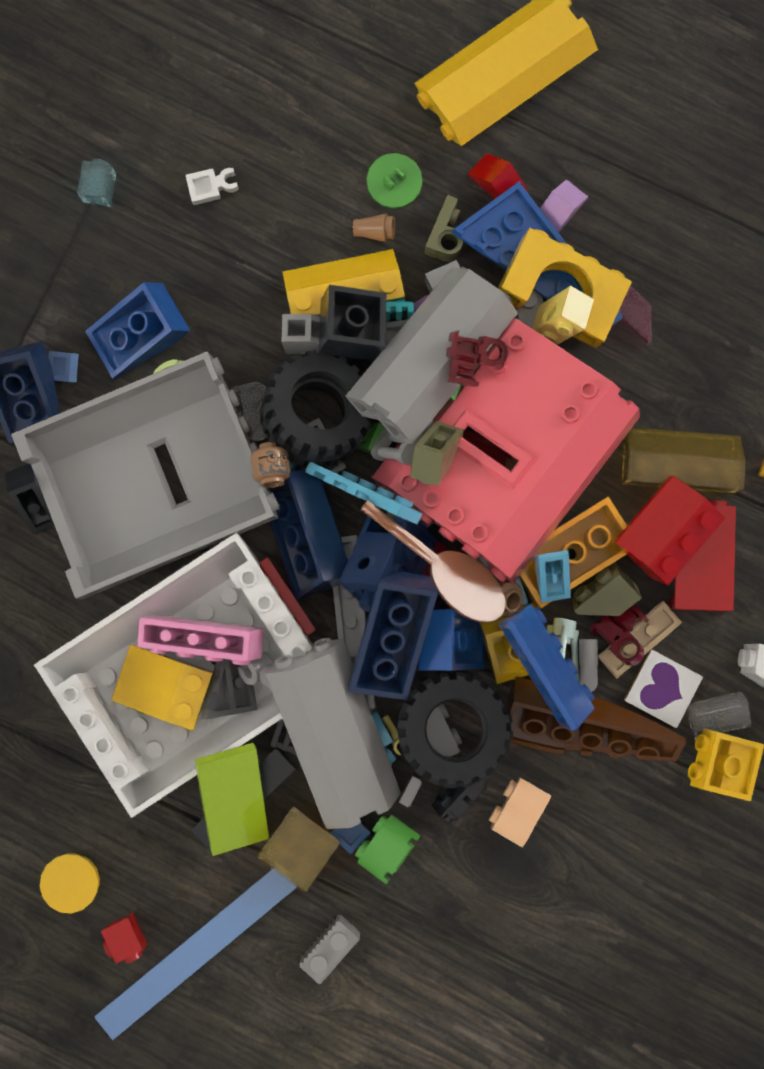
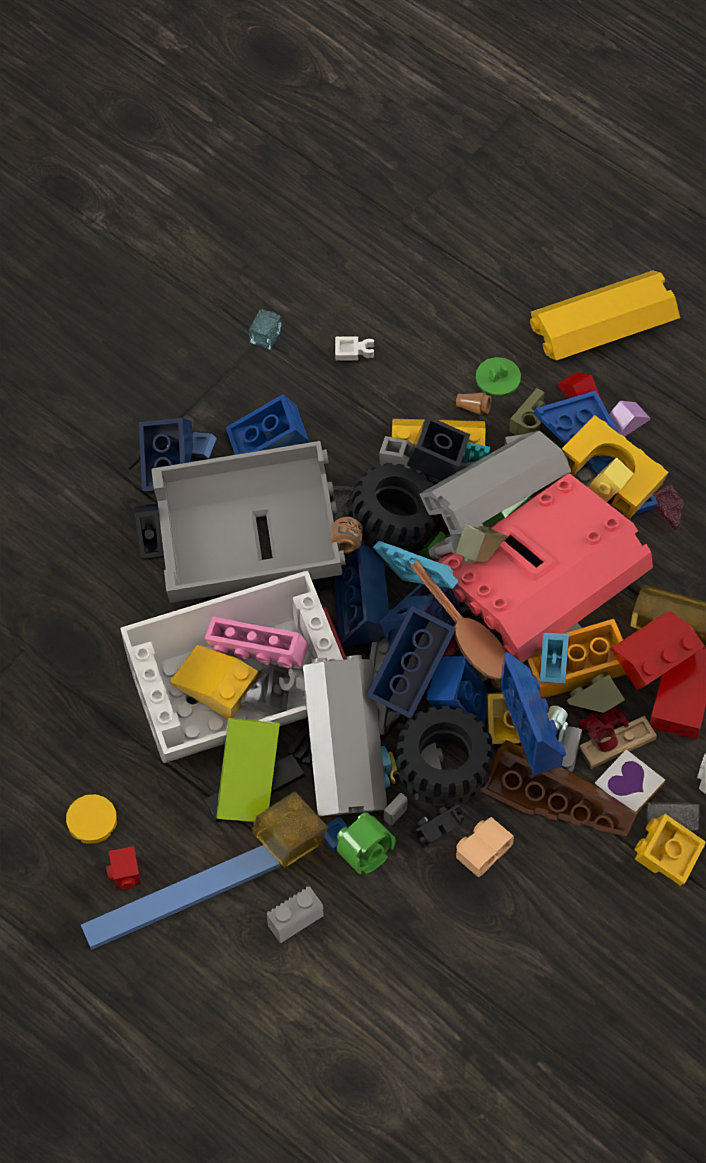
camera: 15 degrees right, 25 degrees down
(468, 359) = (520, 482): dark red piece -> none

